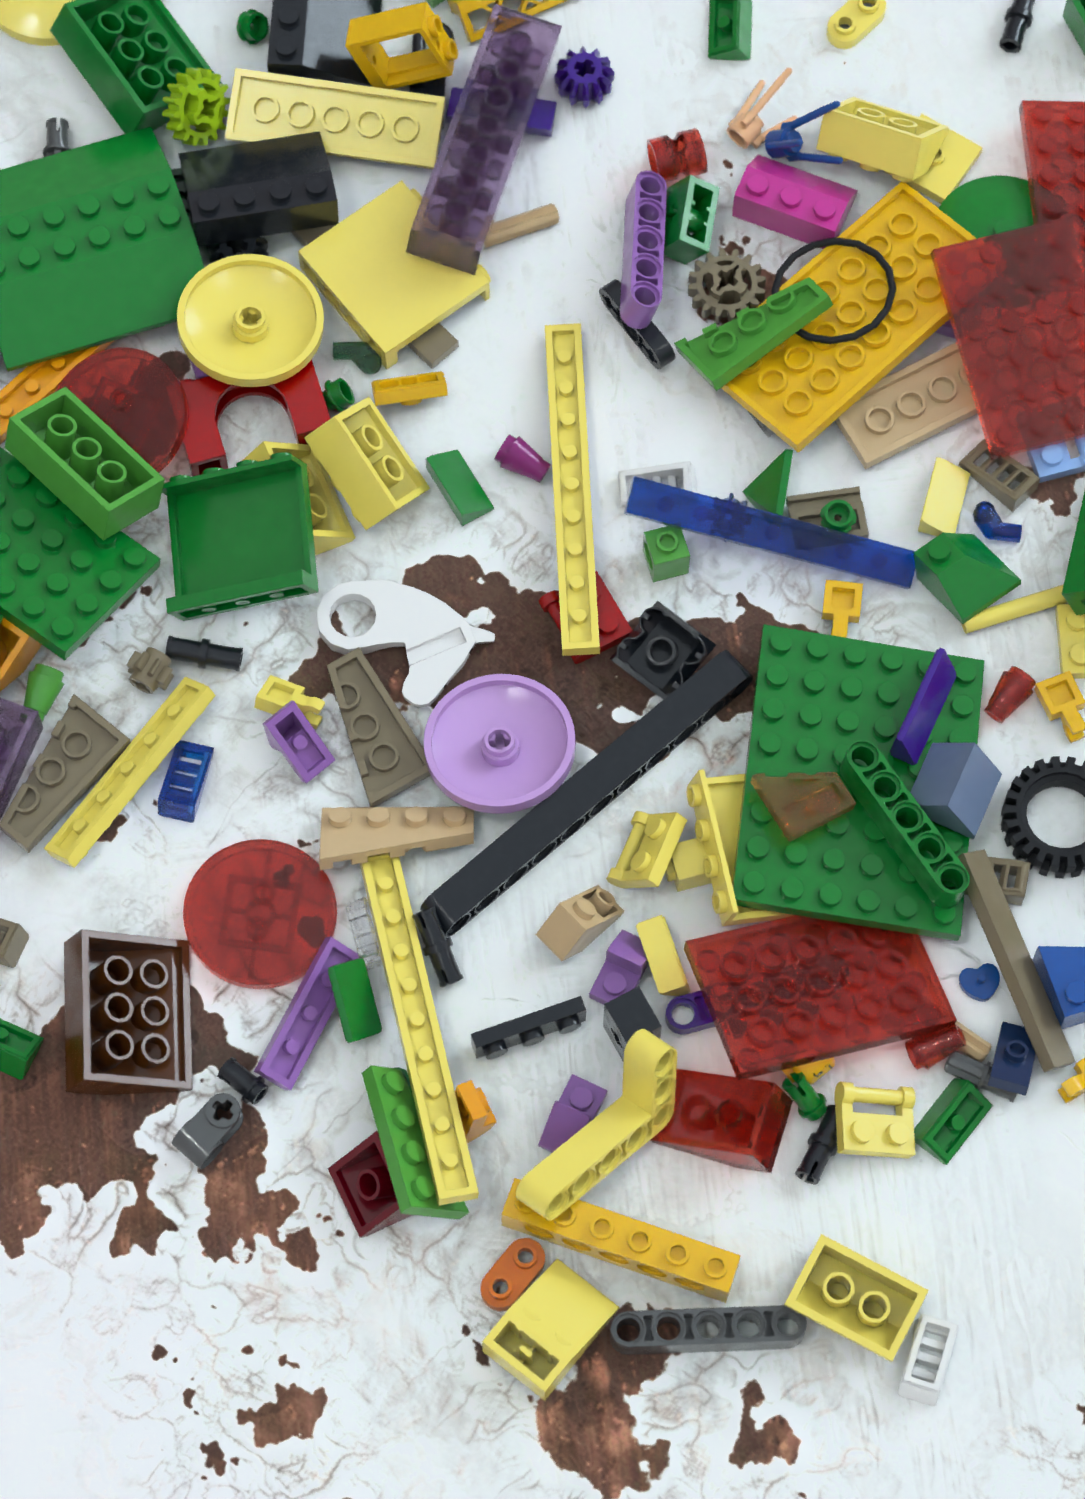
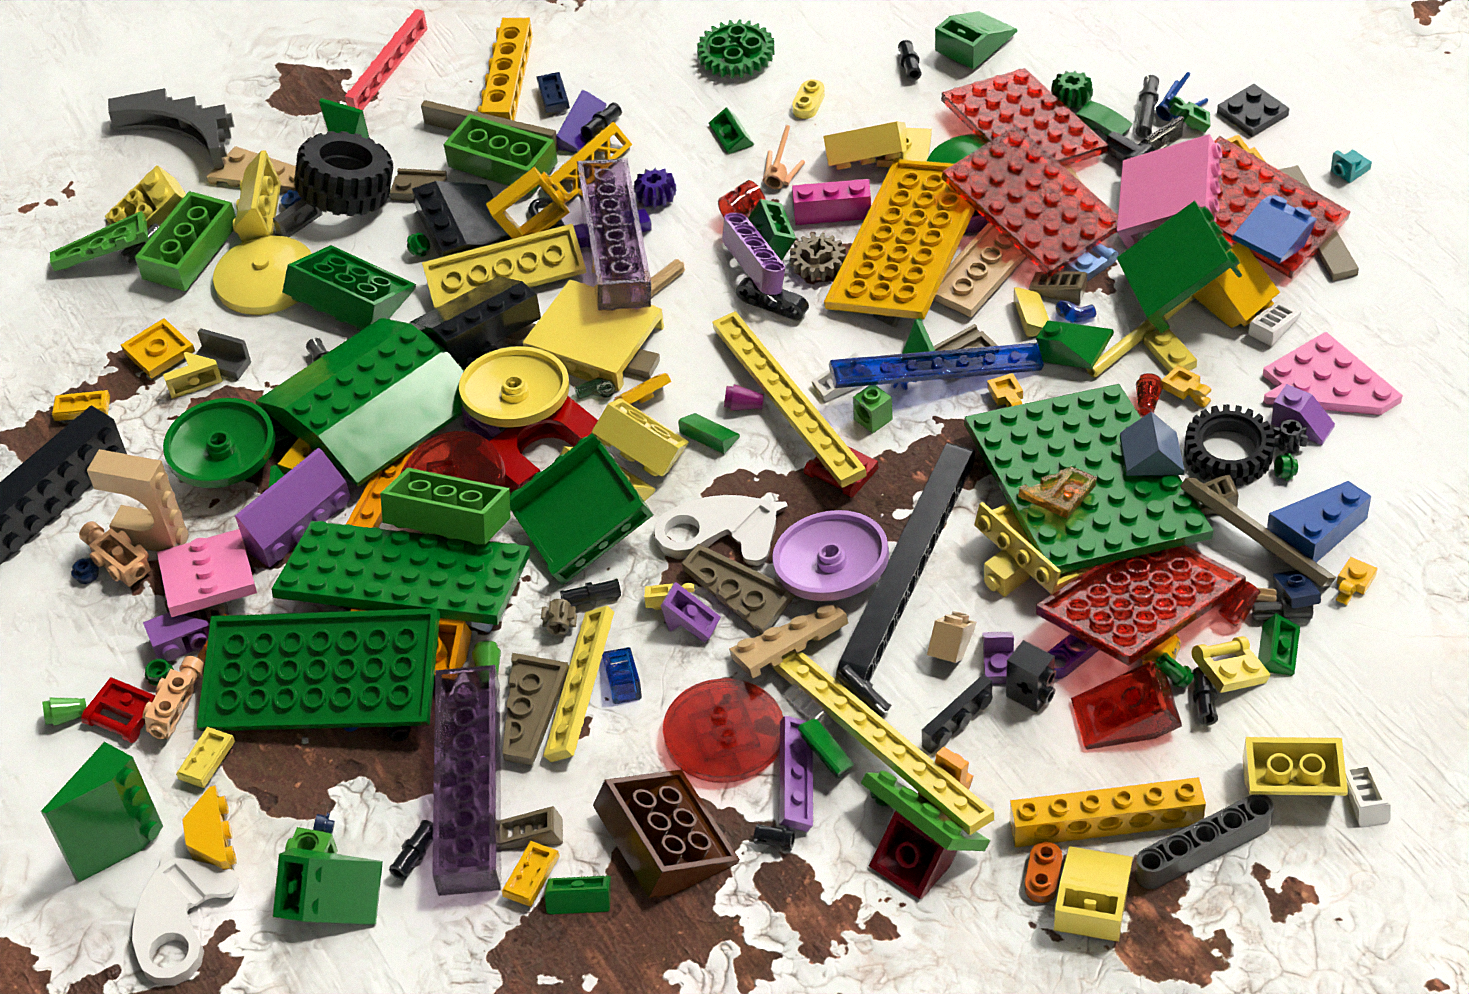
camera: 20 degrees left, 20 degrees down
(196, 106) = (407, 293): lime gear -> none
(204, 1135) = (769, 874): dark grey piece -> none
(338, 395) = (594, 409): green plate -> none
(572, 1112) = (1022, 758): medium lavender slope -> none
(612, 1135) = (1064, 737): light yellow beam -> none
(647, 850) = (978, 573): light yellow plate -> none
(662, 650) = (905, 462): black slope -> none
(662, 957) = (1023, 627): light yellow slope -> none
(738, 344) = (853, 267): bright green wing -> none
(788, 142) = (807, 169): blue plant -> none
(838, 508) = (973, 338): green plate -> none
(851, 243) = (898, 253): black piece -> none
(904, 841) = (1138, 478): green beam -> none
(924, 709) = (1101, 416): dark purple slope -> none
(981, 982) = (1242, 560): blue piece -> none

